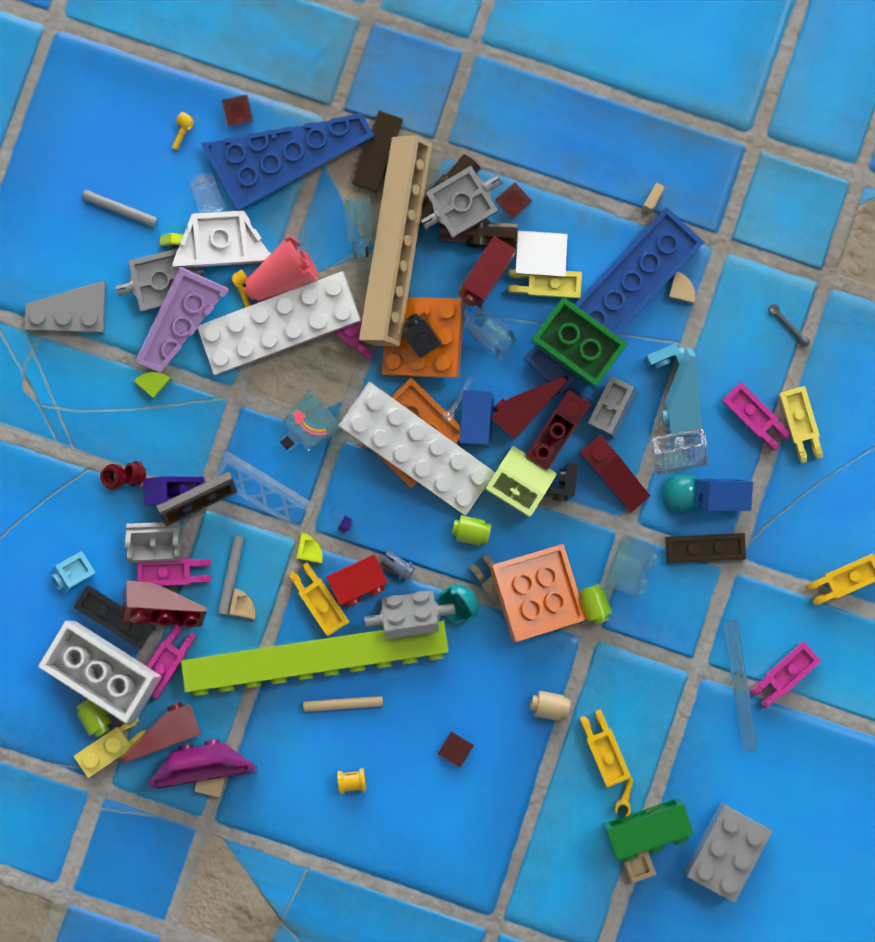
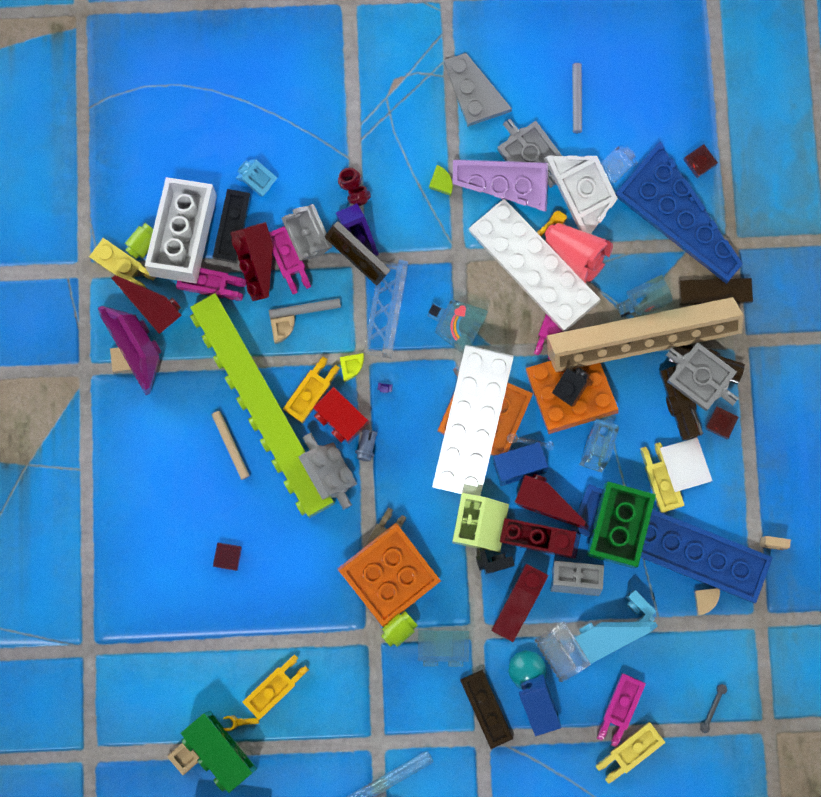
camera: 65 degrees right, 5 degrees down
(170, 239) = (567, 148): neon yellow tile -> none
(186, 123) = (671, 124): yellow hand -> none
(351, 781) = (166, 477): yellow bush -> none
(464, 602) = (357, 513): teal hair -> none
(471, 530) = (421, 496): lime brick -> none
(487, 273) = (649, 421): dark red slope -> none
(550, 706) = (295, 624): tan brick -> none

